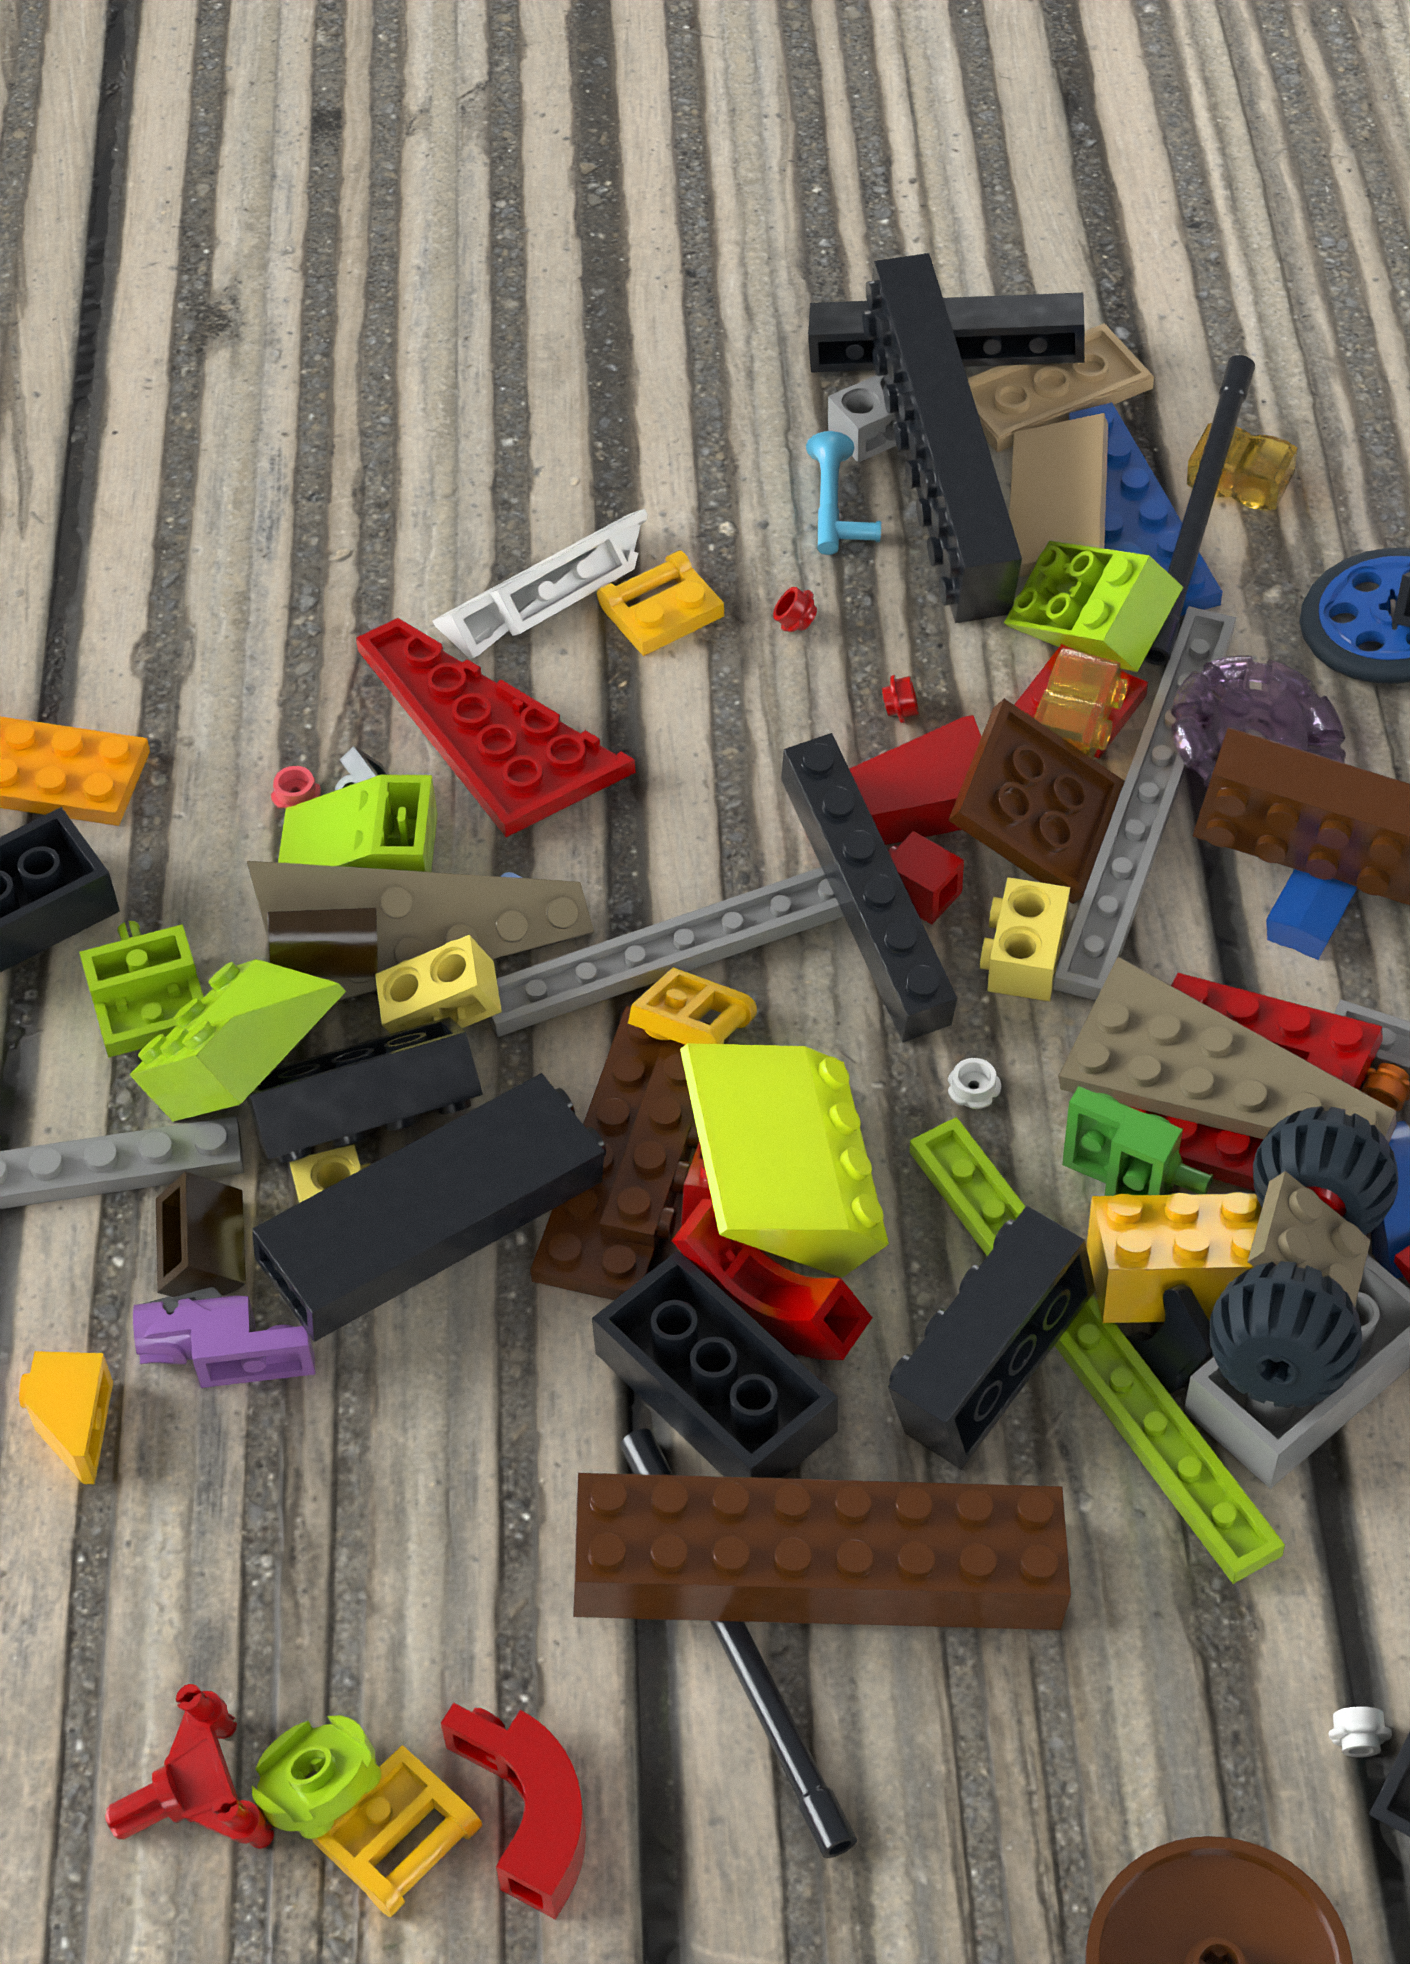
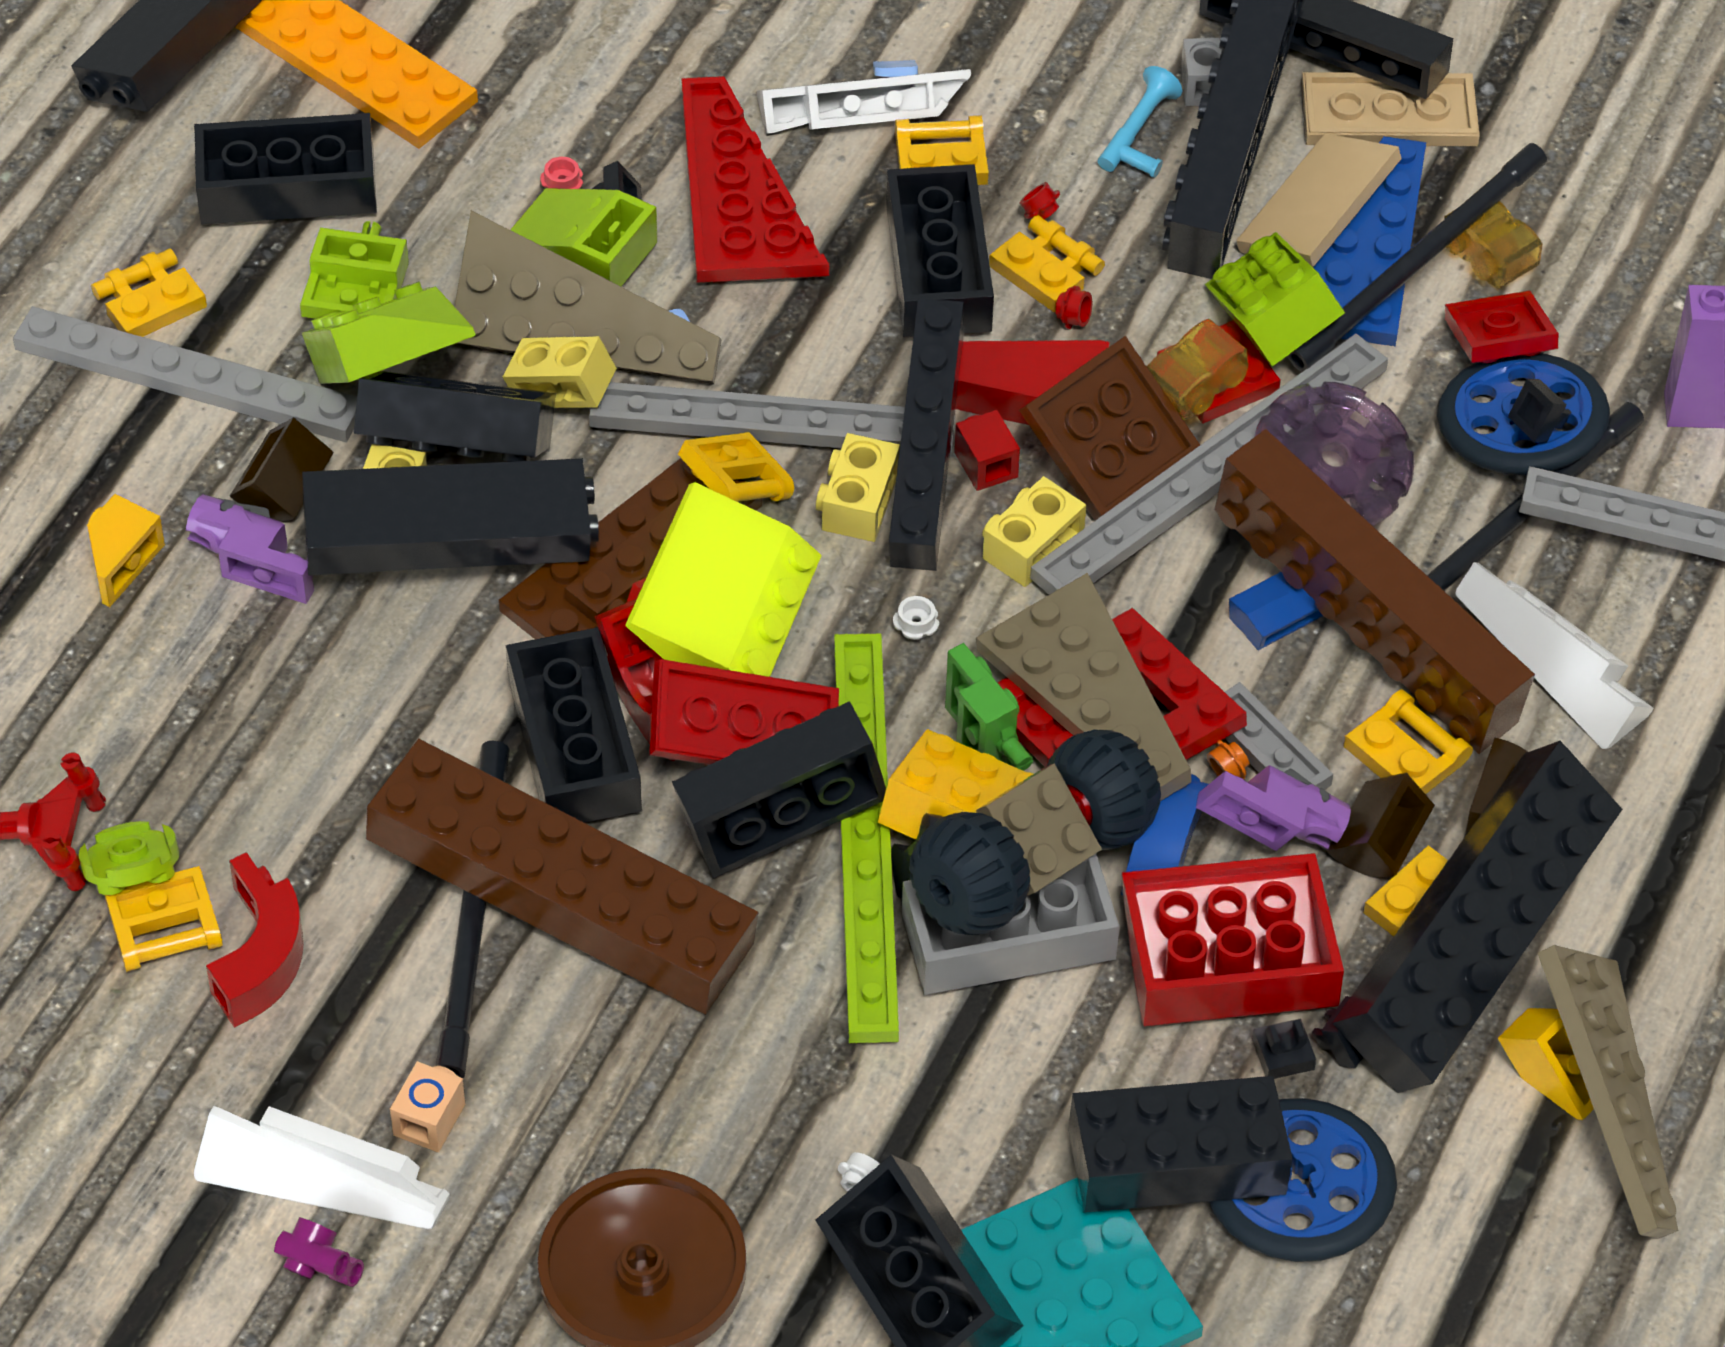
camera: 25 degrees right, 0 degrees up
(325, 942) = (493, 296): dark brown brick -> none
(560, 540) = (895, 68): none -> light blue piece
(733, 693) = (939, 242): none -> black brick
(823, 973) = (859, 487): none -> light yellow brick
(839, 678) = (1039, 272): none -> yellow plate
(848, 1901) = (428, 1106): none -> light nougat brick
(884, 1278) = (712, 711): none -> red tile
(1315, 542) = (1501, 327): none -> red plate

